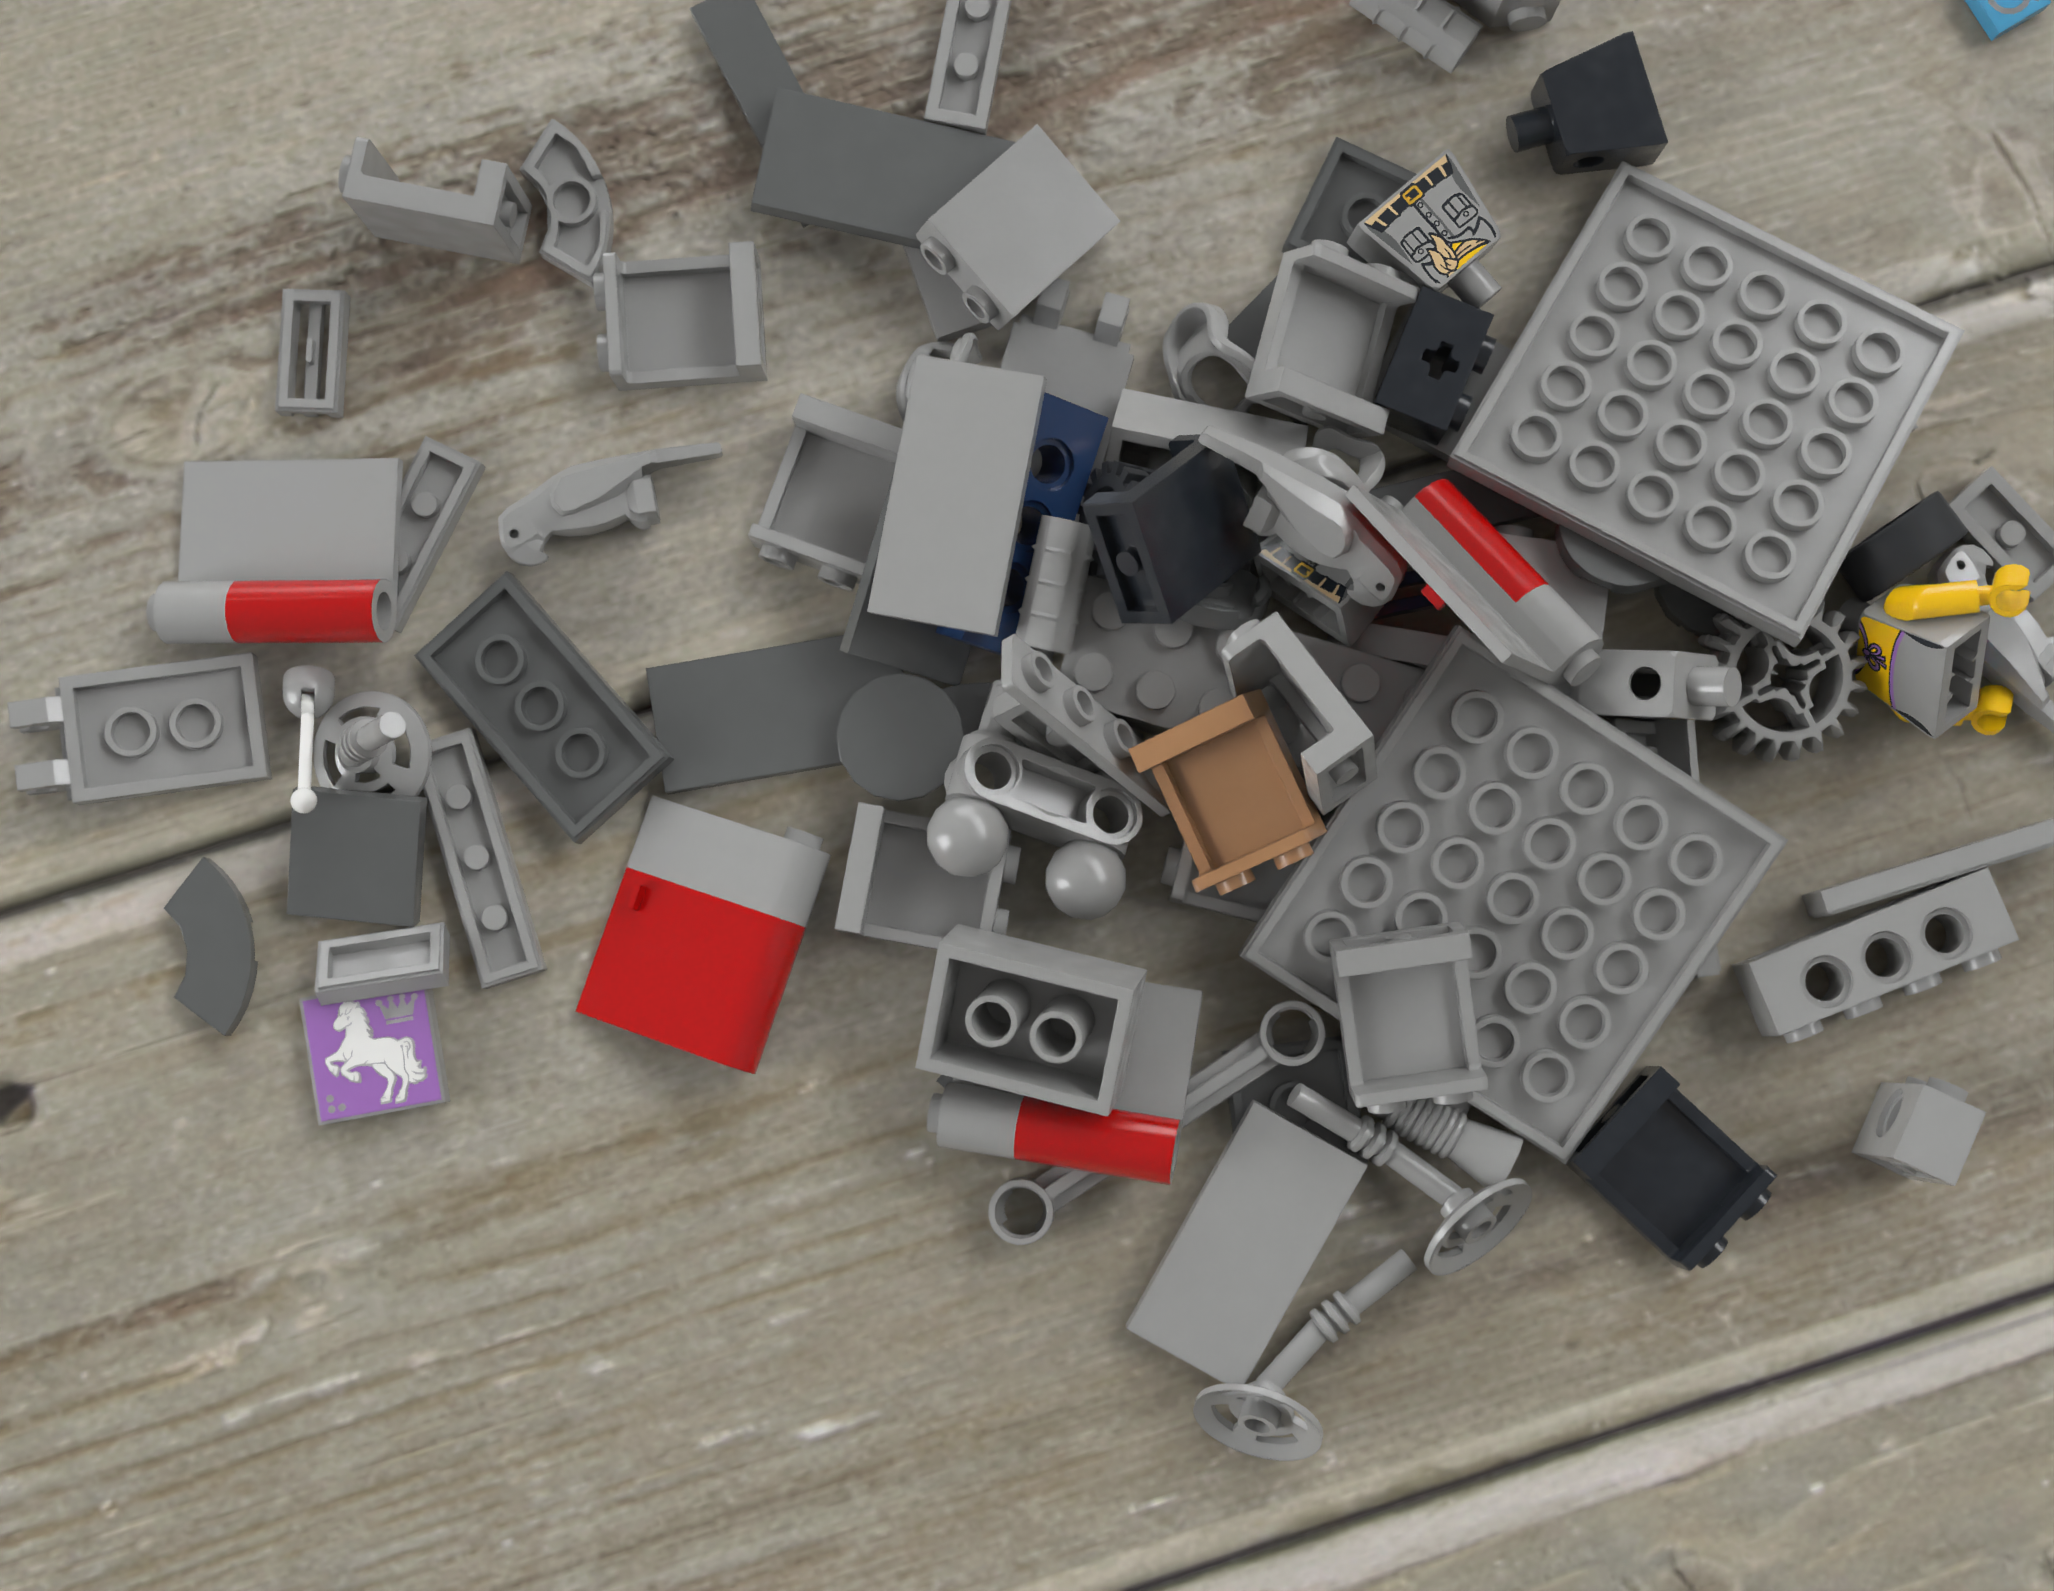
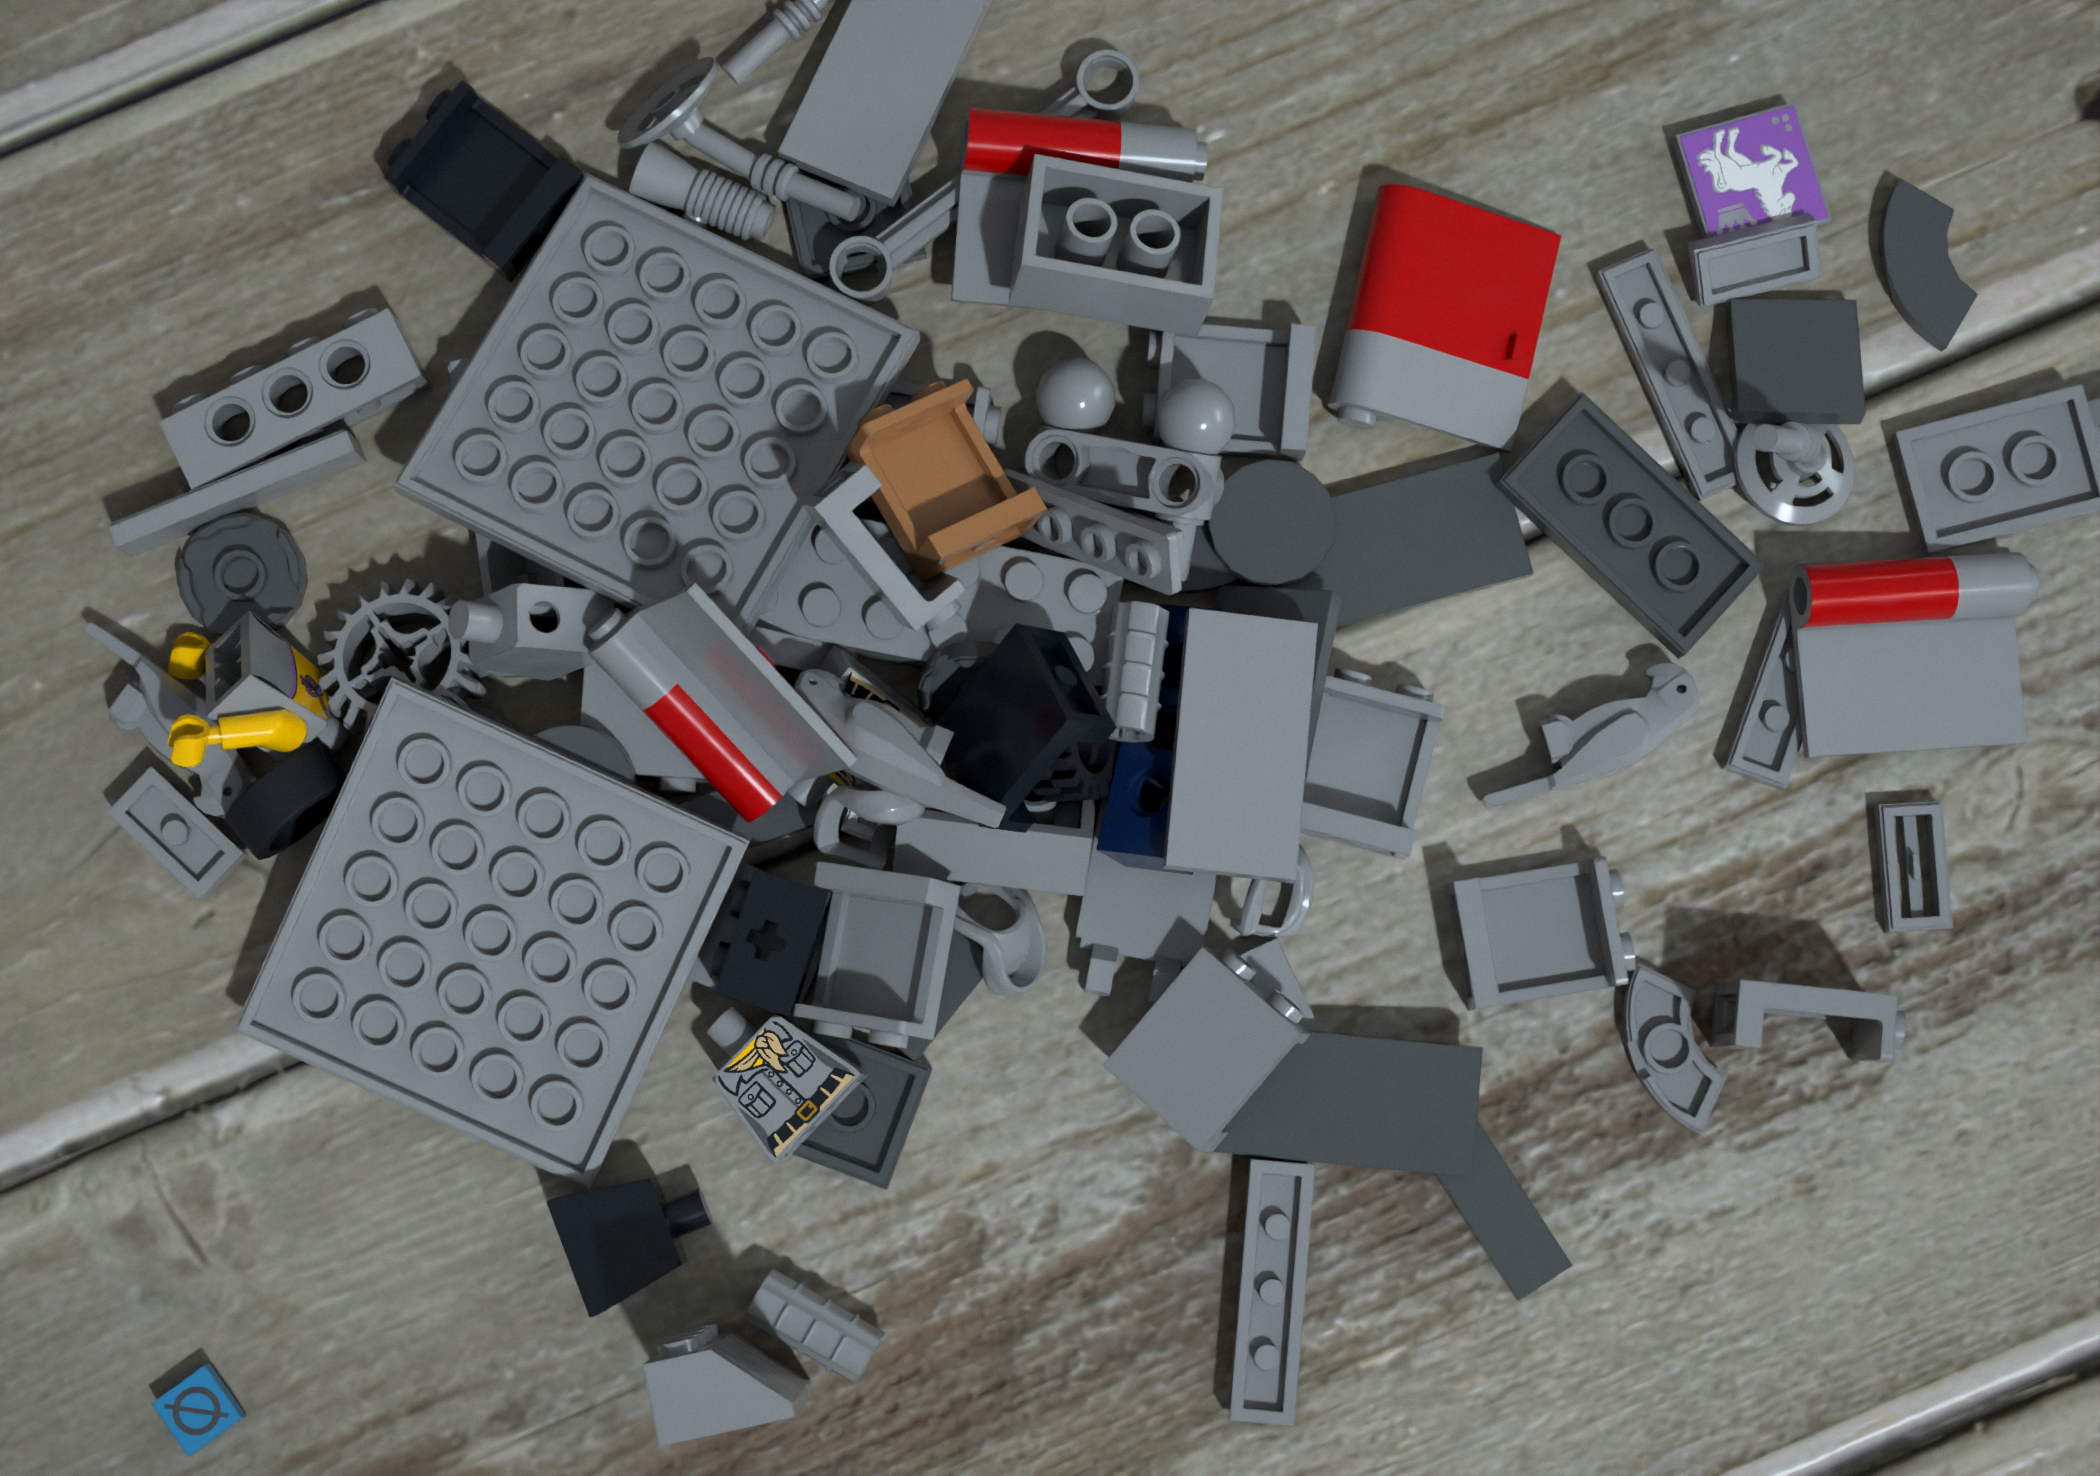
camera: 170 degrees right, 0 degrees up
(308, 695) = (1866, 512): hinge -> none
(1407, 1017) = (752, 283): light grey panel -> none
(1920, 1130) = (249, 229): light grey brick -> none
(1932, 789) = (240, 567): none -> dark grey tile

